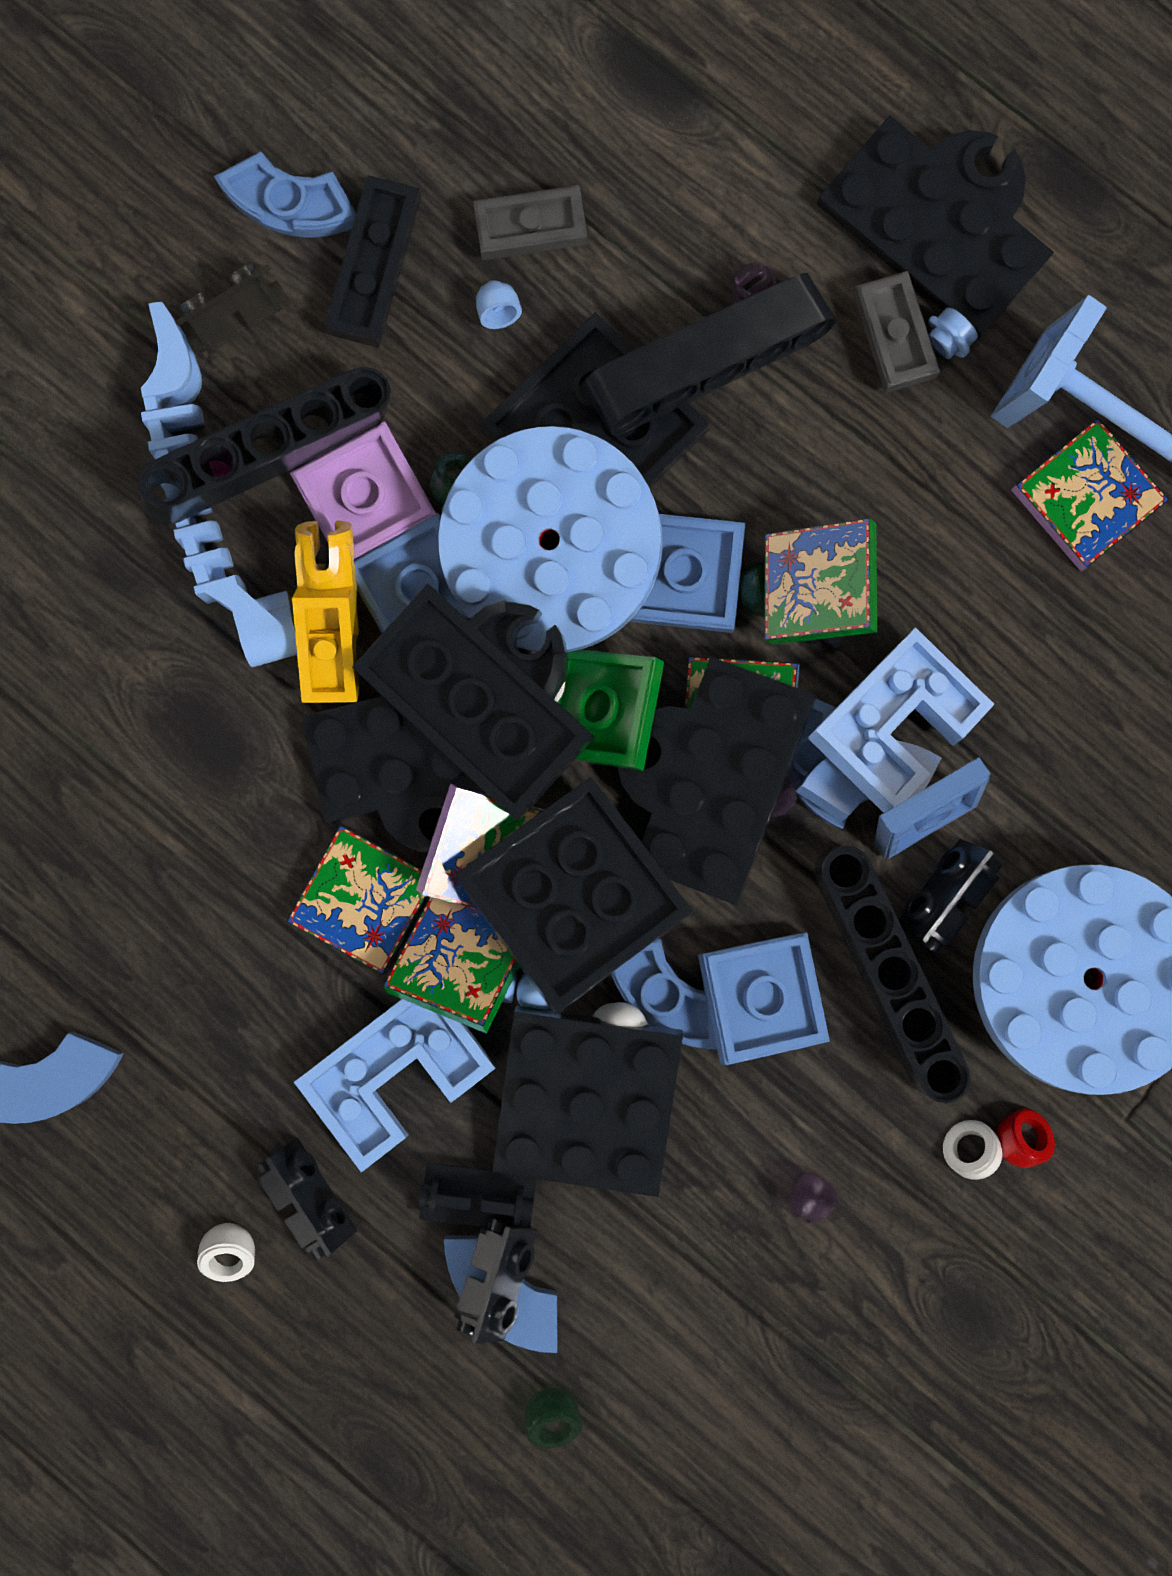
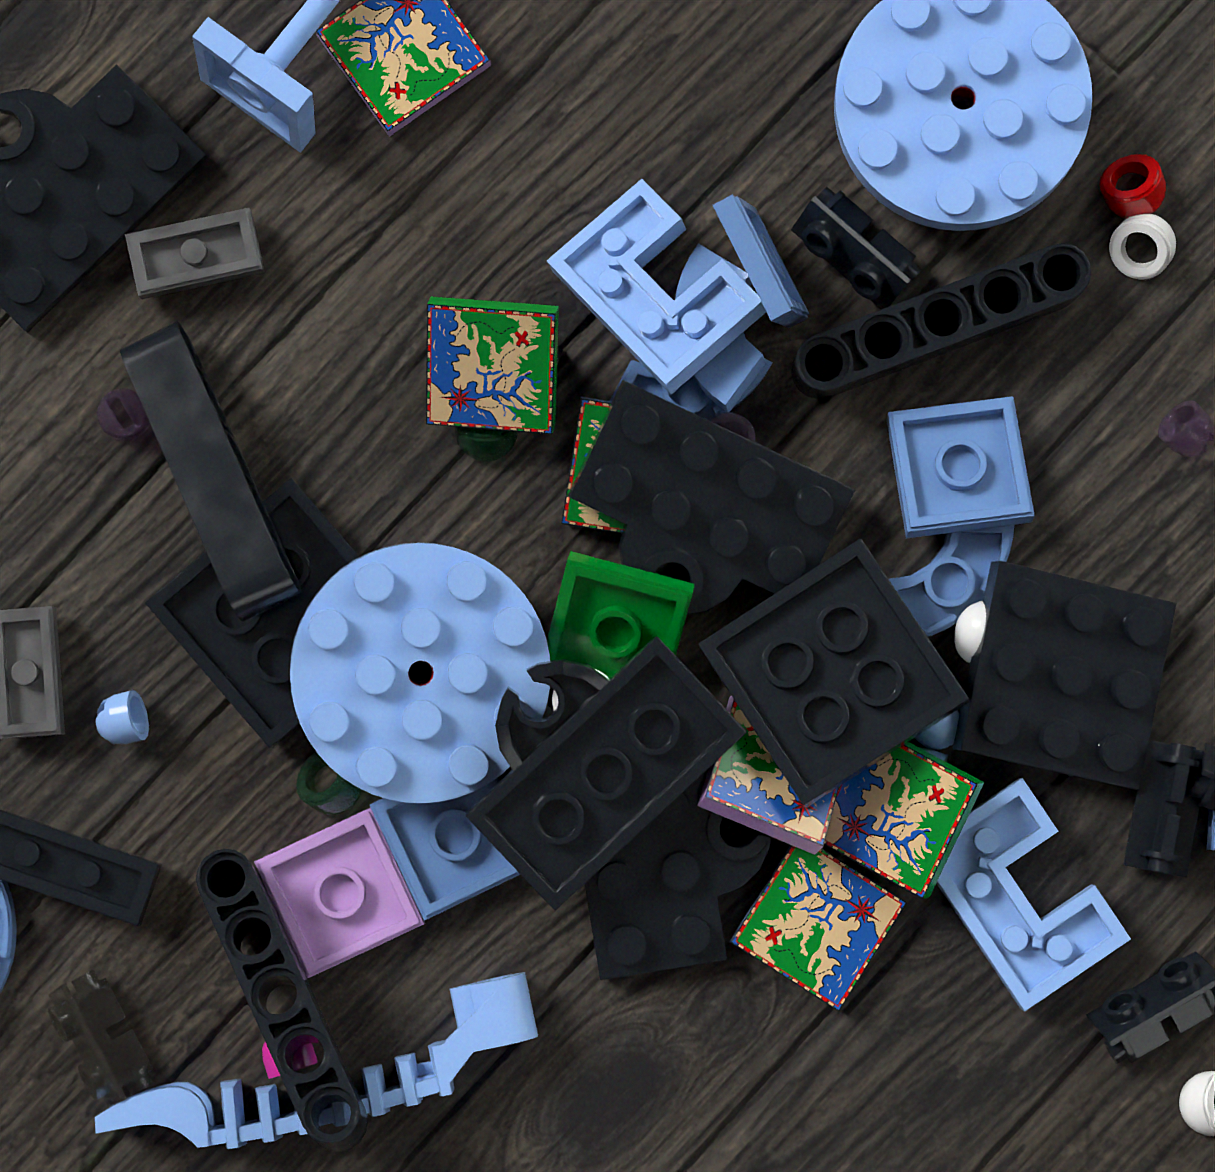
camera: 95 degrees left, 0 degrees up
(326, 615) = (488, 941): yellow plate -> none
(696, 575) = (463, 505): medium blue tile -> none
(951, 333) = (202, 190): light blue plate -> none

